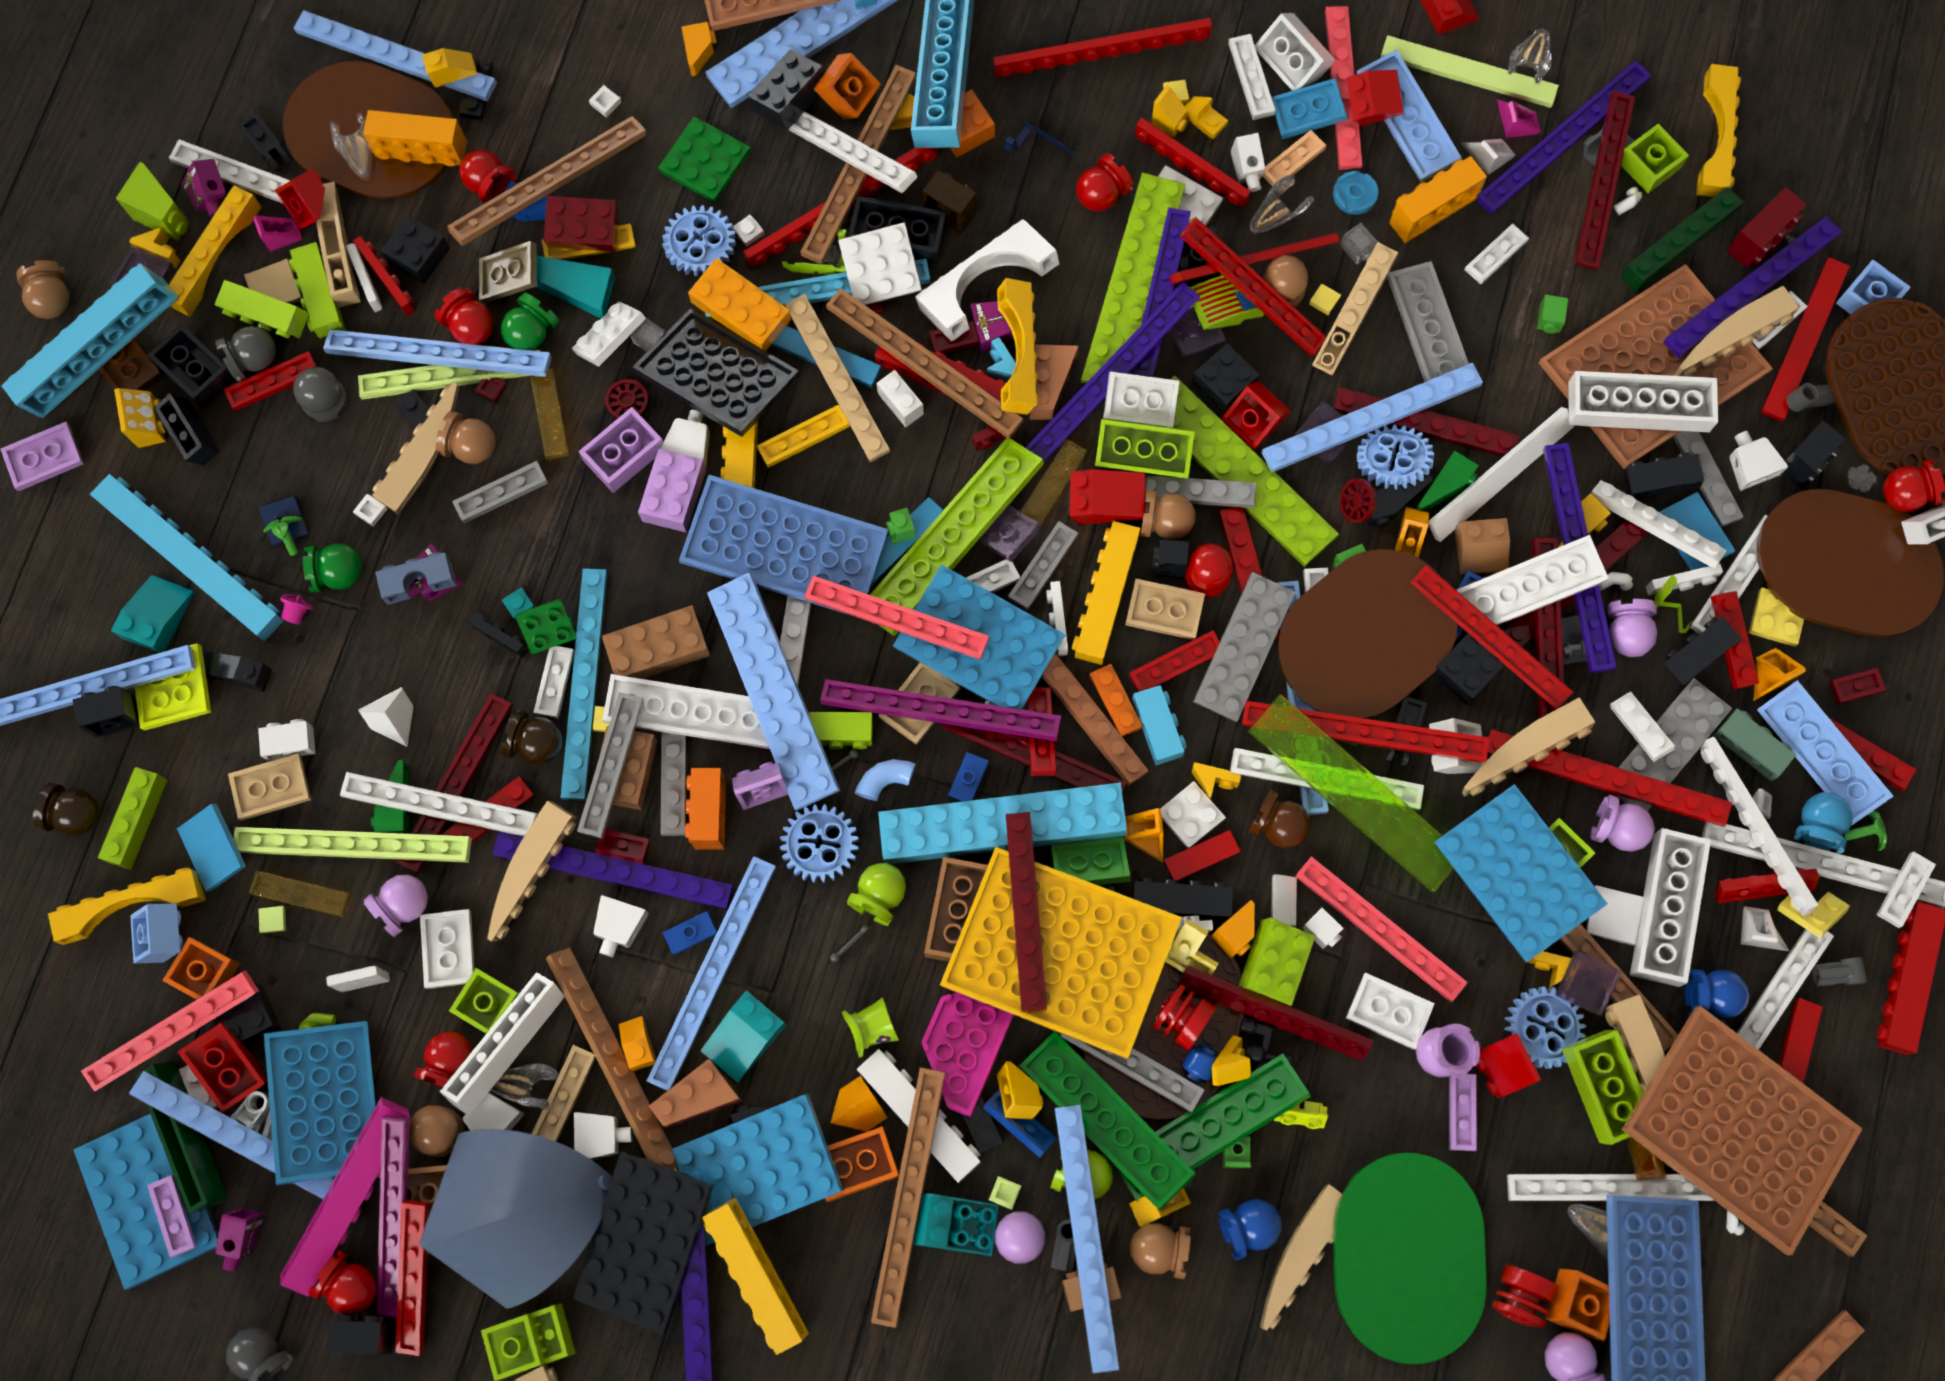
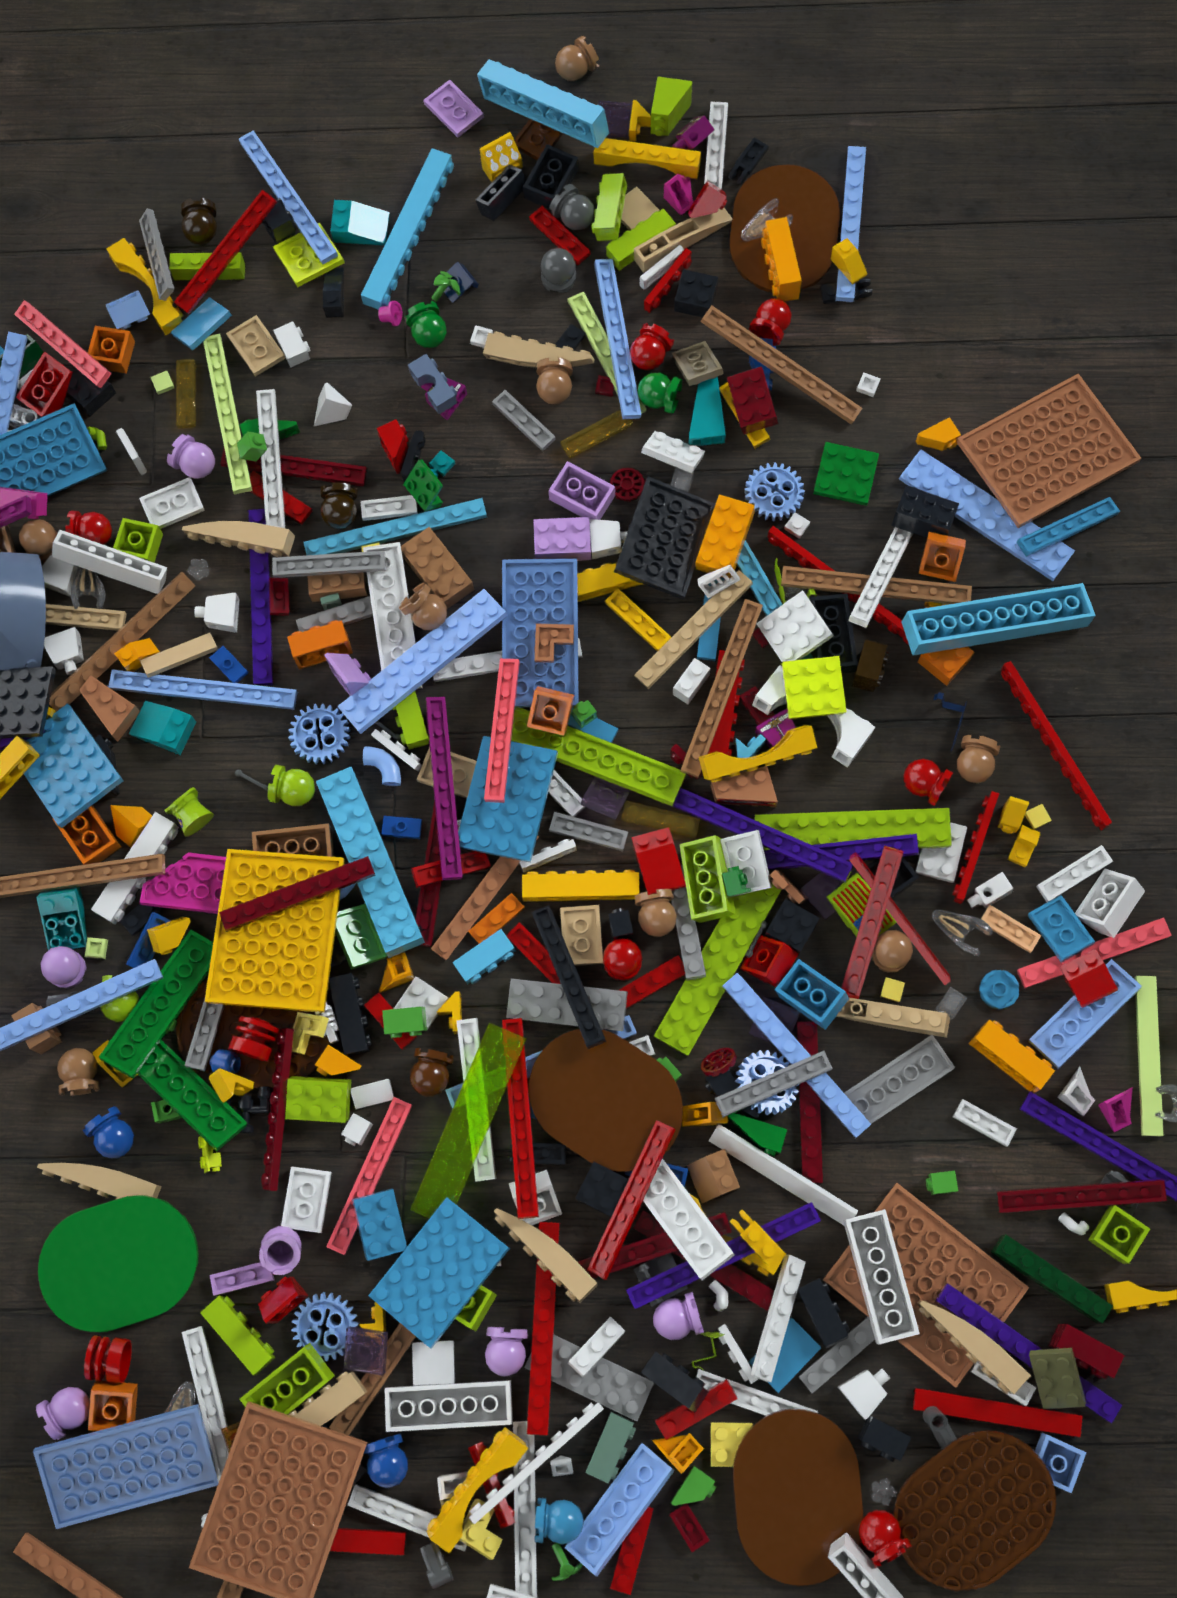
camera: 75 degrees right, 0 degrees up
(90, 877) = (156, 254): none -> light grey plate
(129, 783) = (225, 252): none -> red tile
(414, 820) = (251, 446): none -> bright green brick
(474, 650) = (394, 442): none -> red slope
(549, 937) = (198, 568): none -> clear plant
(652, 784) = (331, 601): none -> sand green tile
(656, 990) = (178, 655): none -> tan tile
(707, 667) = (426, 609): none -> medium nougat tile
(792, 336) = (710, 591): none -> white slope
(795, 532) = (547, 636): none -> nougat plate
(870, 755) = (398, 749): none -> white plate
(889, 558) = (550, 710): none -> orange brick
(958, 264) = (813, 687): none -> neon yellow plate
(1098, 128) = (977, 760): none -> medium nougat tile
(1161, 414) = (735, 881): none -> green brick
(1175, 369) = (781, 882): none -> nougat plate
(1212, 834) = (404, 1020): none -> bright green brick
(1215, 631) = (568, 977): none -> black tile
(1240, 433) = (749, 953): none -> dark grey hinge
(1311, 377) = (812, 994): none -> dark azure brick
(1404, 446) = (773, 1084): none -> light grey tile
(1444, 929) = (379, 1224): none -> dark azure brick
(1529, 1133) = (238, 1335): none -> lime brick
(1573, 512) = (757, 1239): none -> yellow hinge
(1743, 858) = (502, 1454): none -> yellow arch
(1790, 262) = (1057, 1378): none -> olive plate
(1820, 669) = (694, 1487): none -> bright green slope

